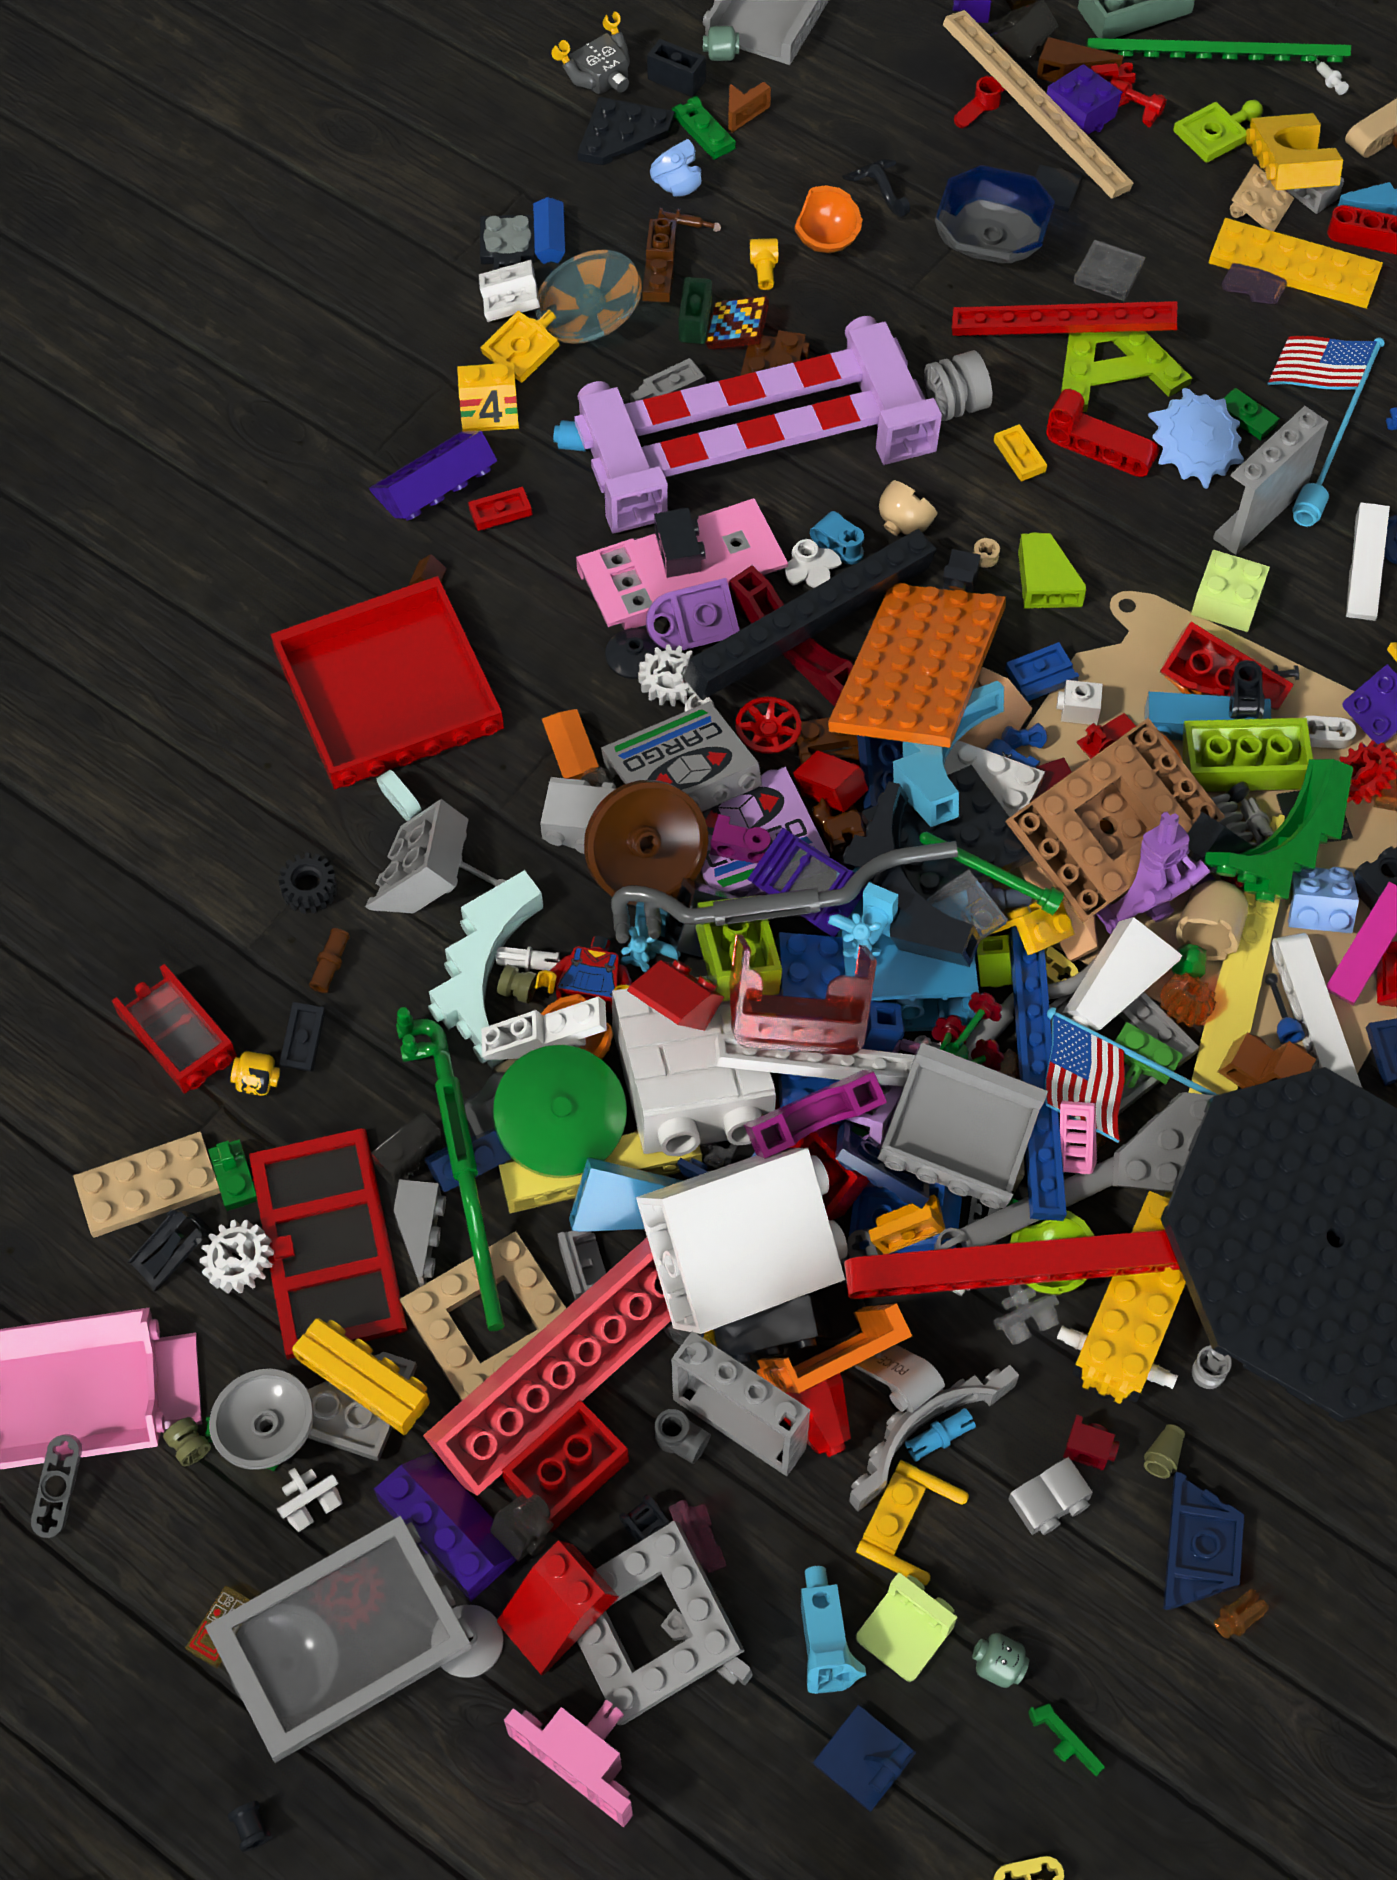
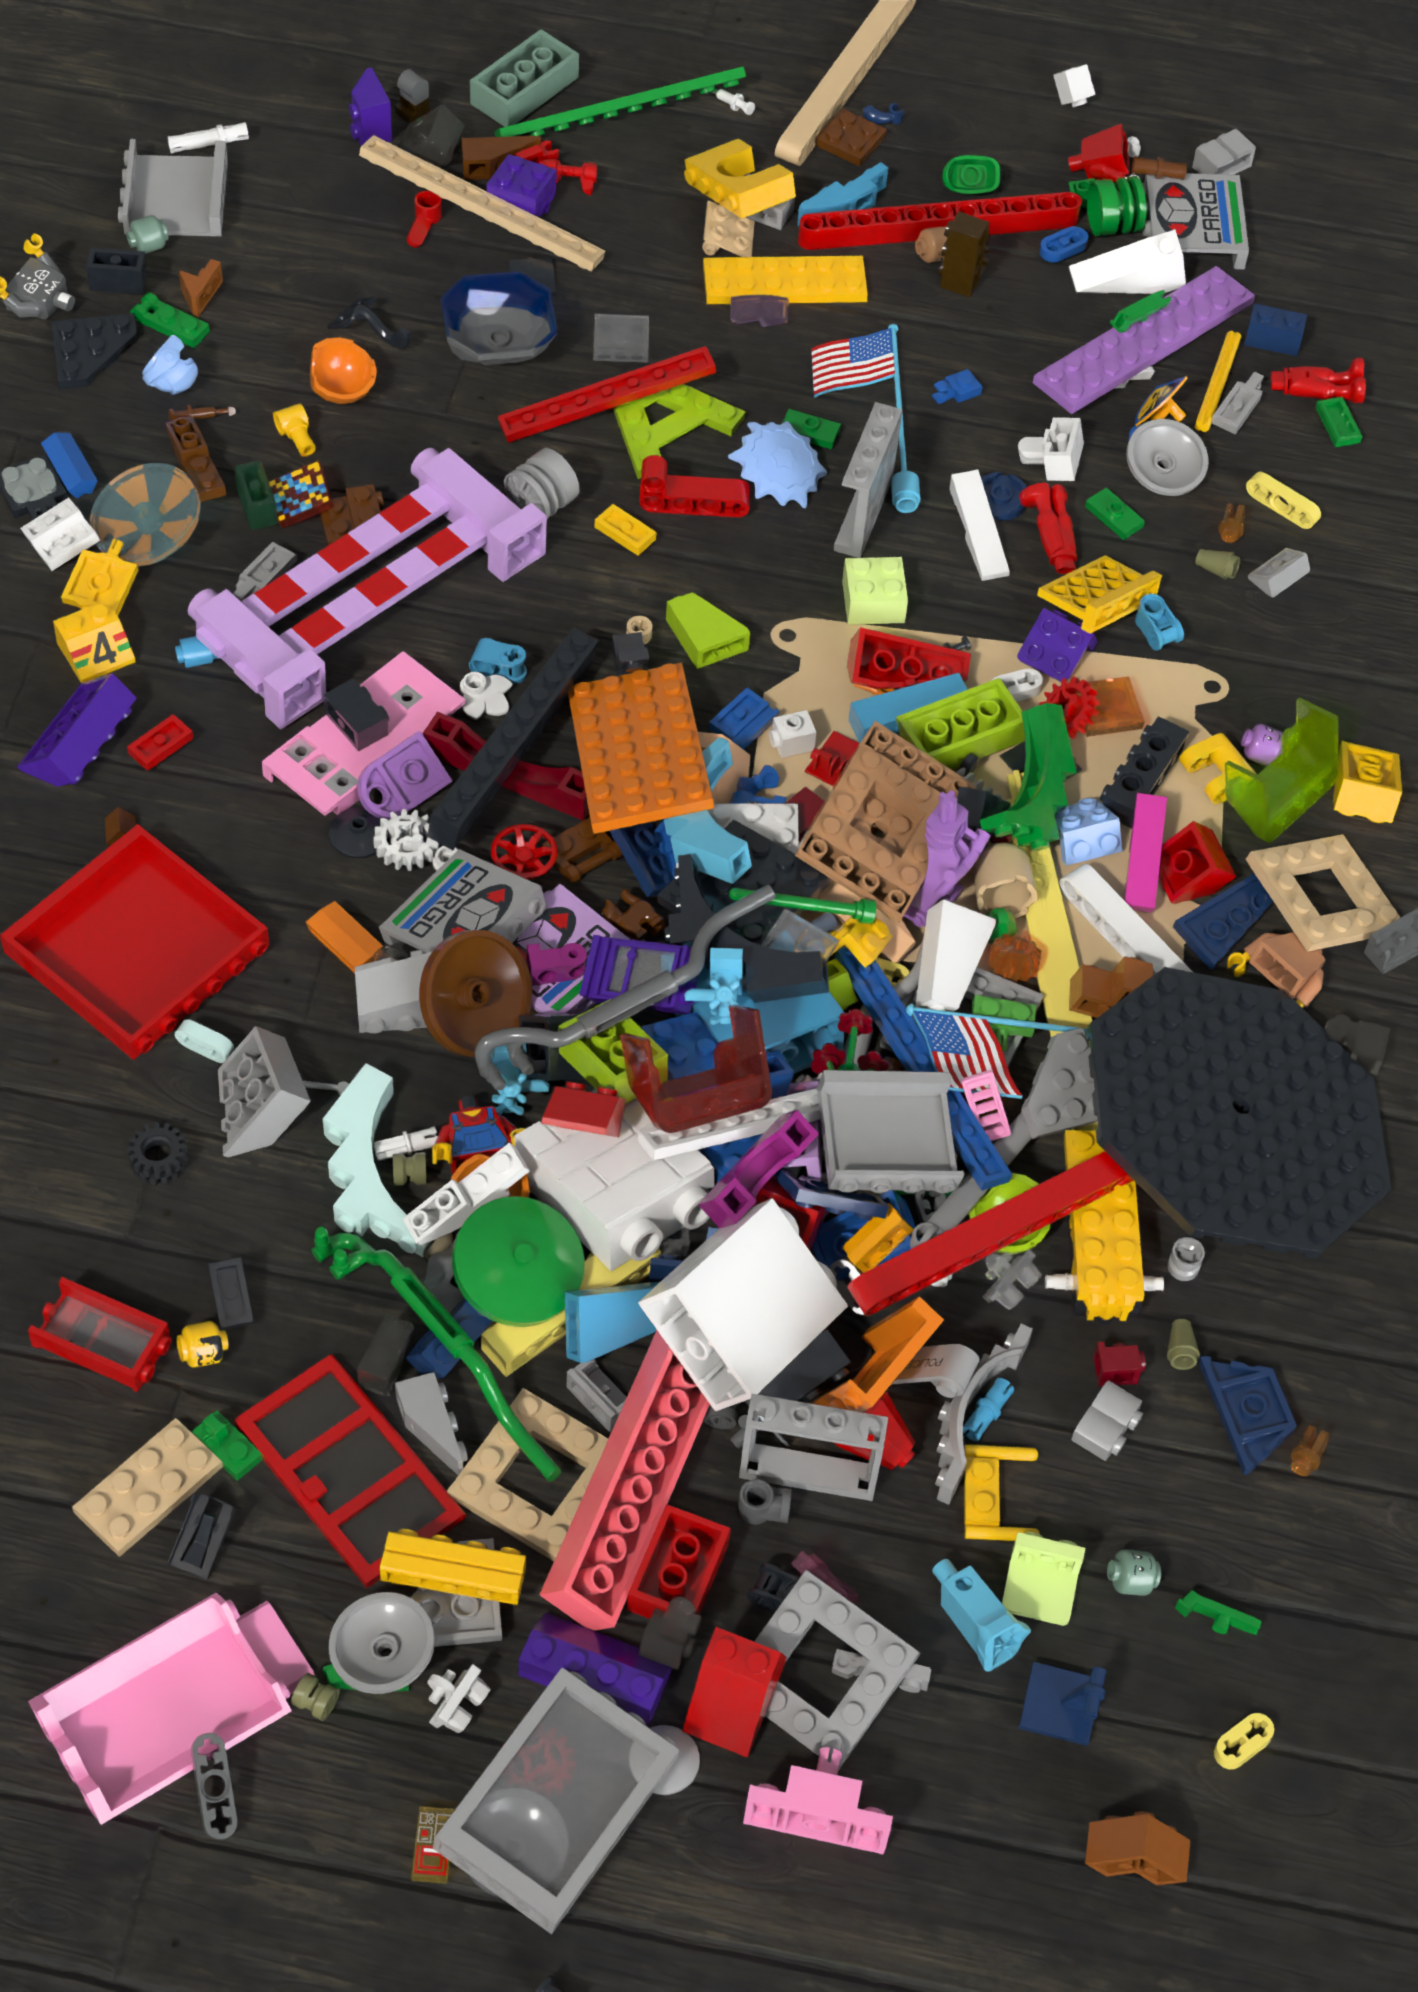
camera: 30 degrees left, 5 degrees down
(225, 1269) = (281, 1526): white gear -> none
(329, 960) = (217, 1216): reddish brown pin -> none
(831, 779) = (607, 878): red piece -> none
(904, 510) = (548, 616): tan cylinder -> none
(1215, 119) = (647, 170): lime plate -> none
(1246, 696) = (938, 672): black piece -> none
(1256, 820) = (998, 782): light grey axle -> none
(1288, 1028) = (1110, 951): blue hinge -> none

